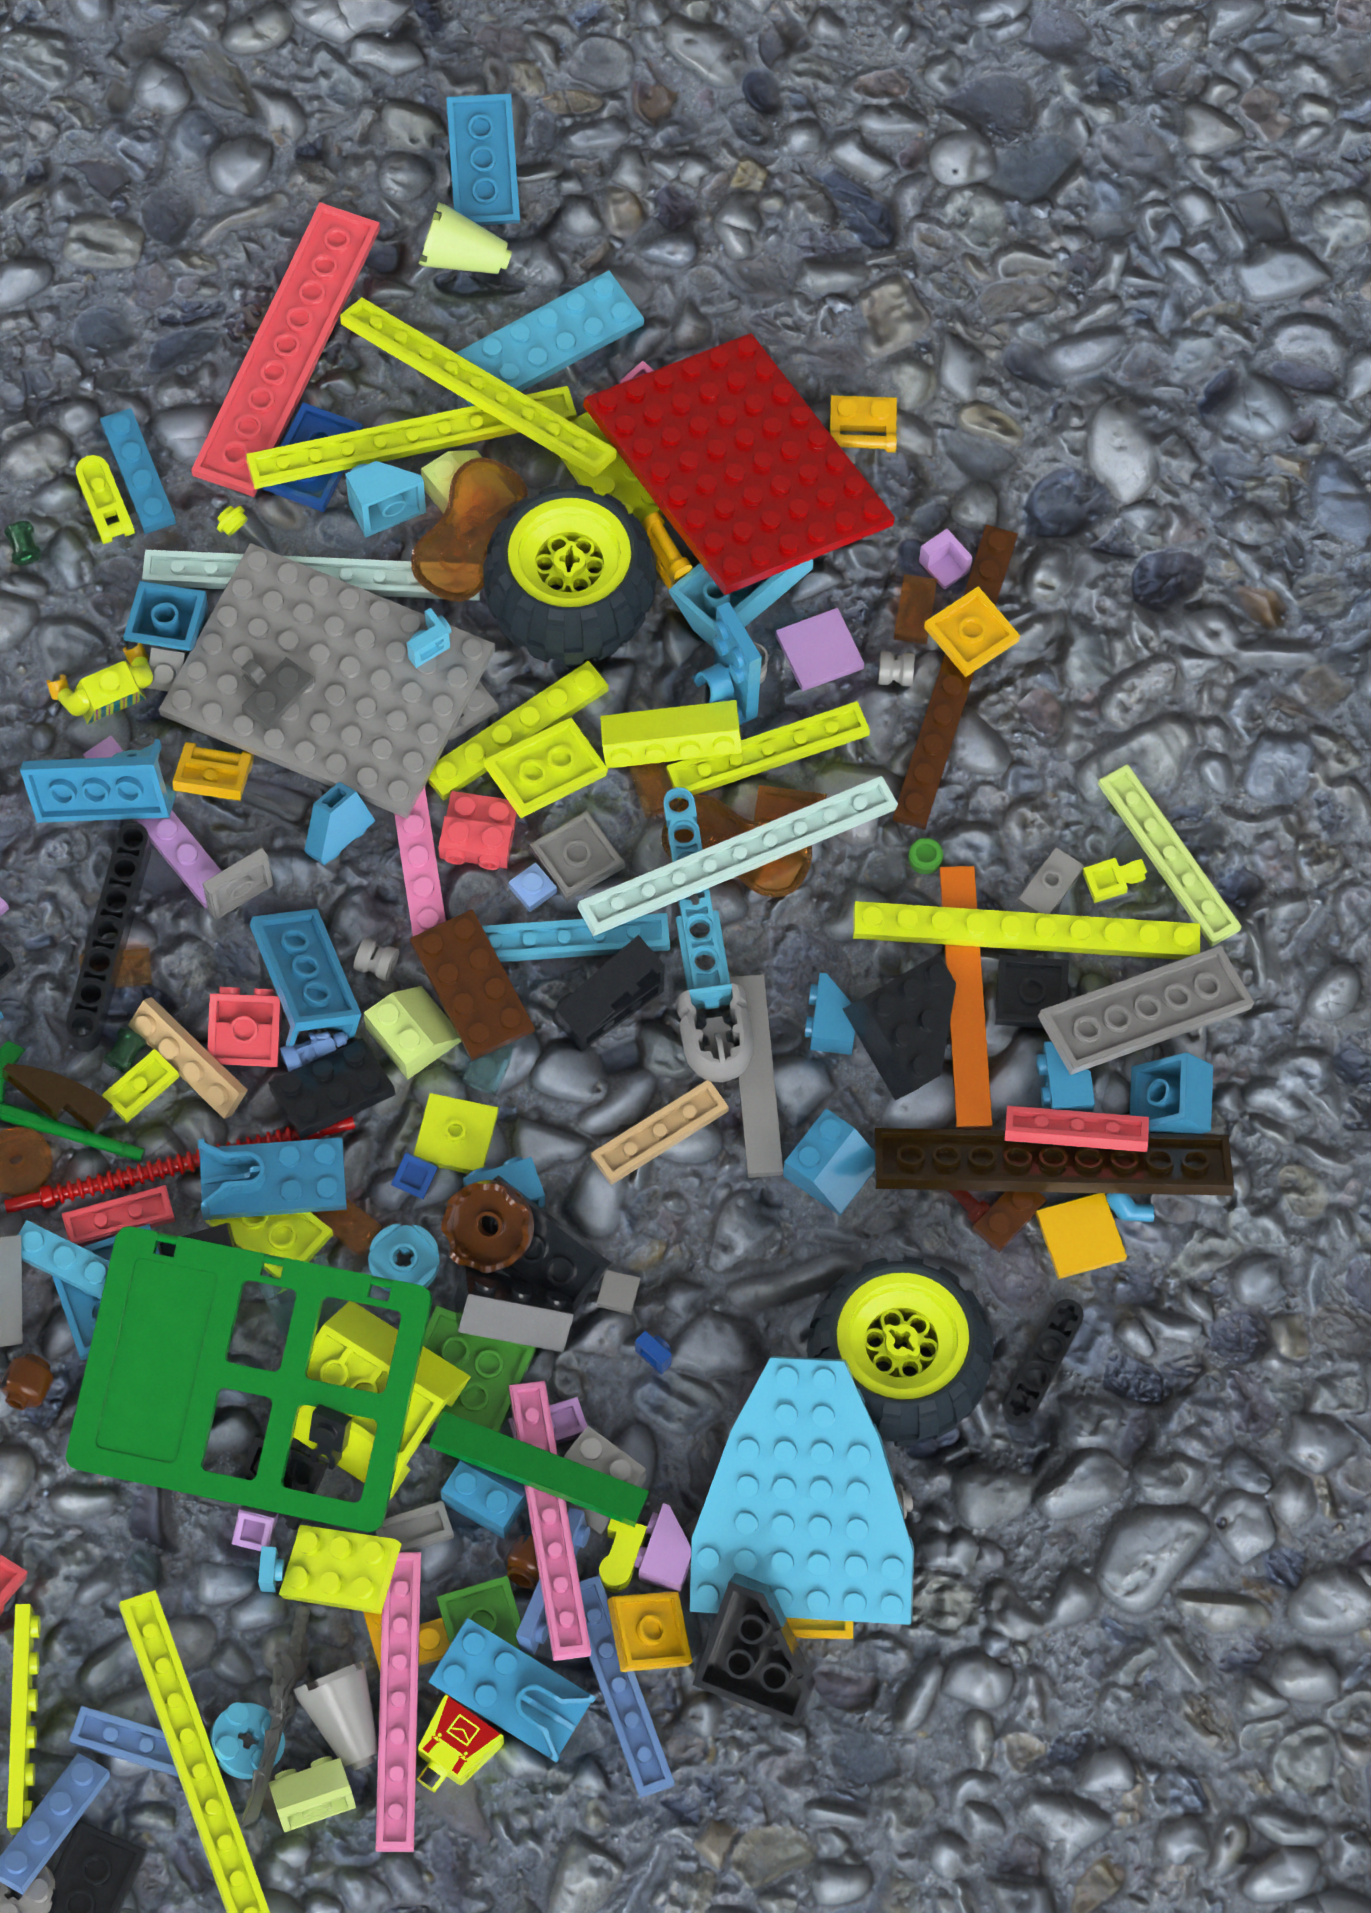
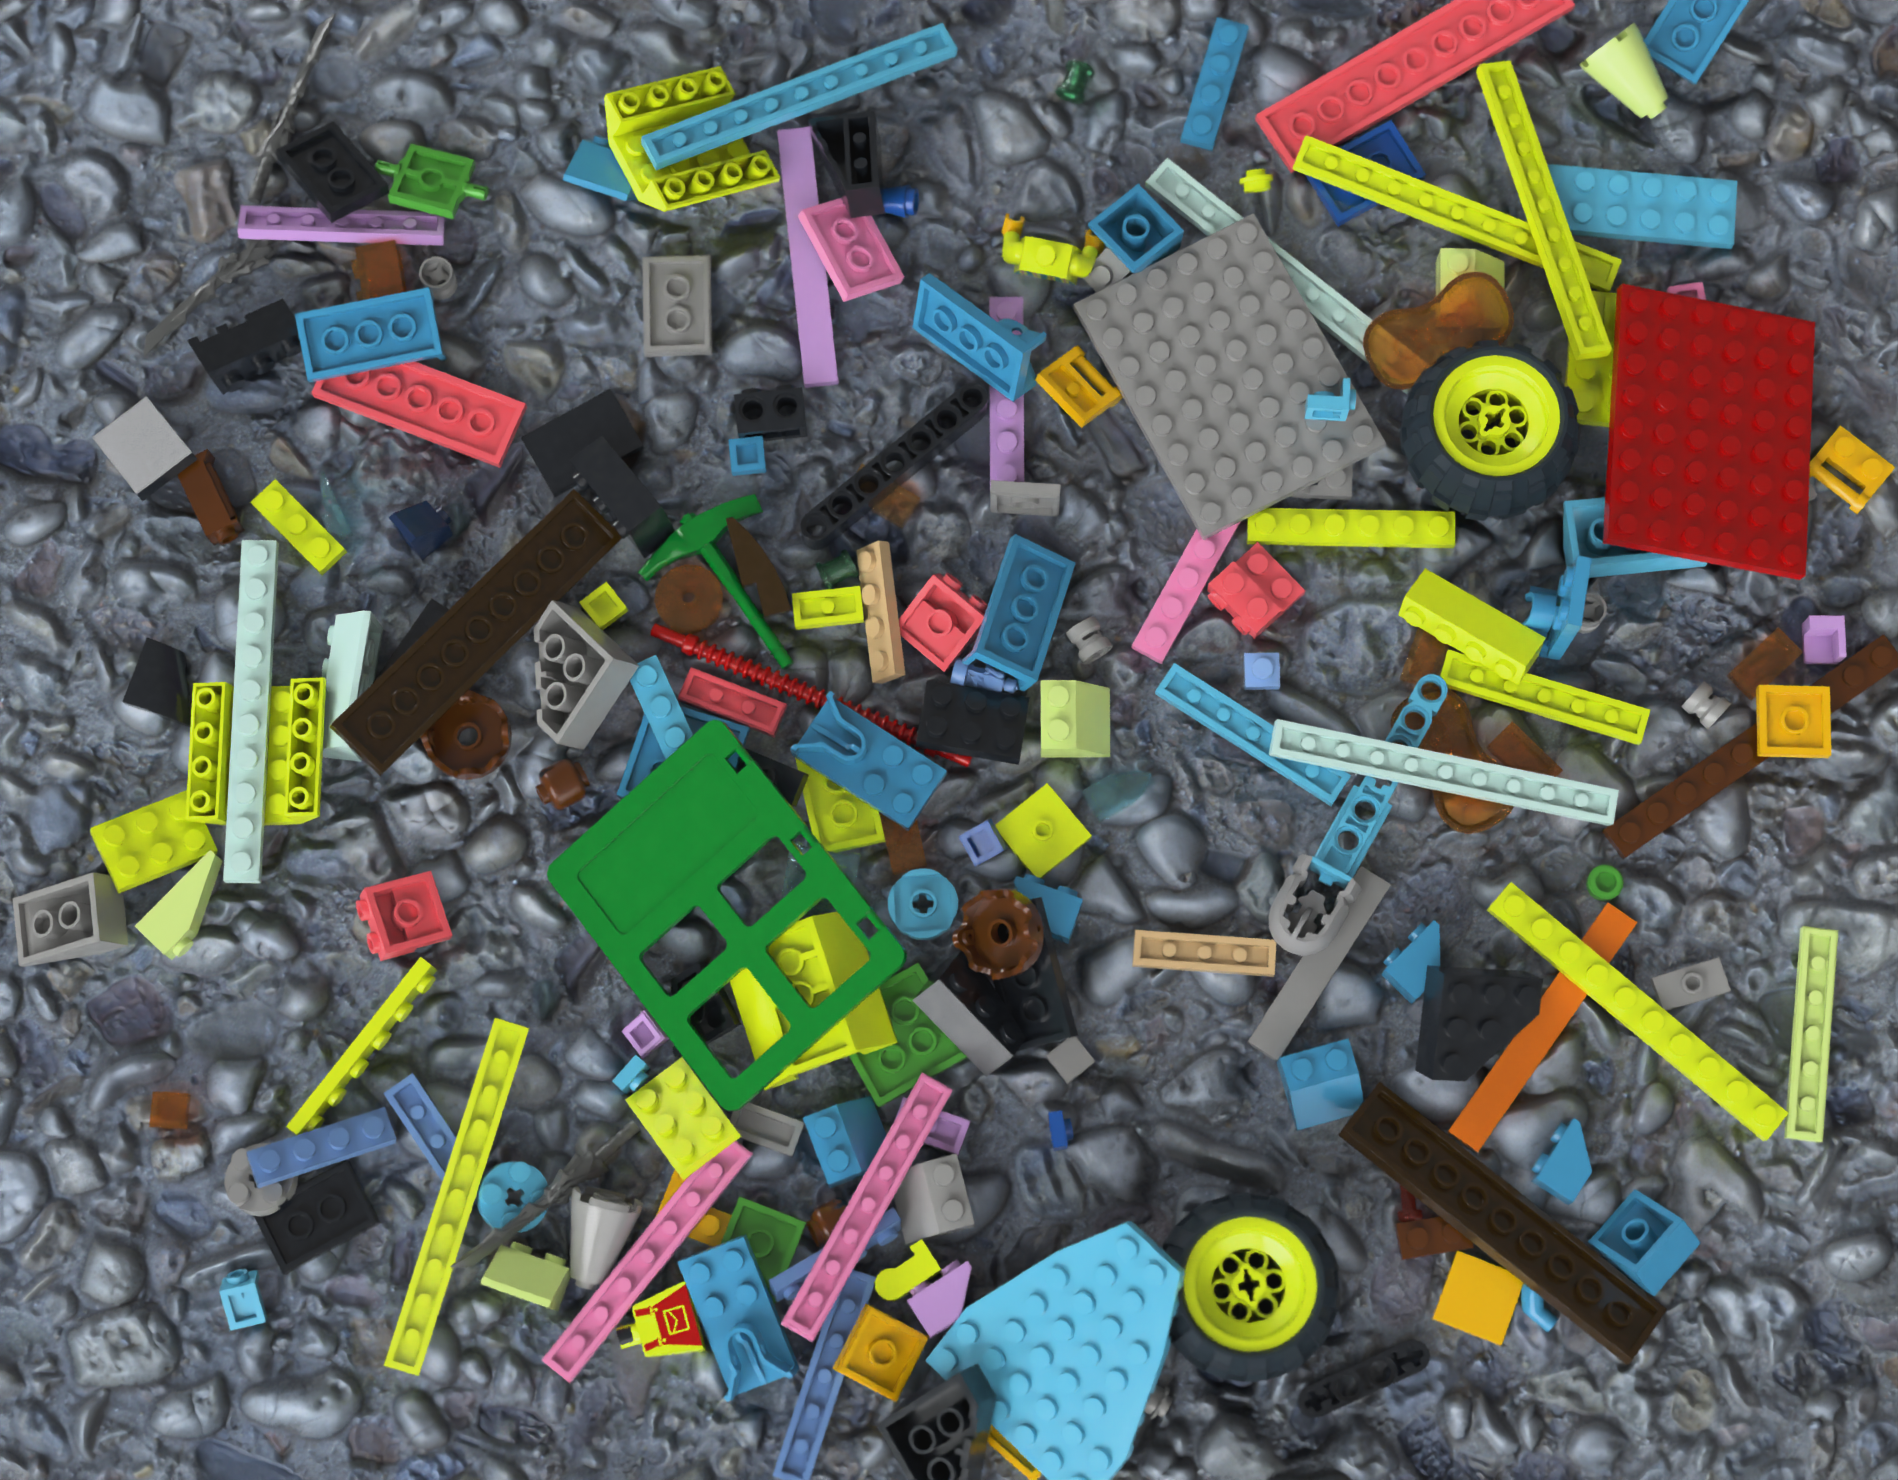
camera: 45 degrees right, 10 degrees up
(103, 498) = (1168, 88): neon yellow plate -> none
(274, 692) = (1174, 358): dark grey plate -> none
(330, 1432) = (752, 1006): black plate -> none
(336, 822) = (1142, 502): dark azure slope -> none
(384, 496) = (1392, 250): medium azure slope -> none
(472, 985) = (1146, 719): reddish brown plate -> none
(539, 1469) = (889, 1161): green tile -> none
(545, 767) = (1348, 578): neon yellow plate -> none
(577, 856) = (1318, 671): light grey tile -> none
(611, 994) = (1250, 810): black wedge -> none
(669, 561) = (1587, 463): yellow plate -> none
(819, 649) = (1656, 640): lavender tile -> none
(1027, 987) = (1600, 1065): black plate -> none
(1077, 1128) = (1542, 1211): coral plate -> none
(1109, 879) = (1741, 1018): neon yellow plate -> none
(1145, 1009) = (1681, 1154): light grey plate -> none

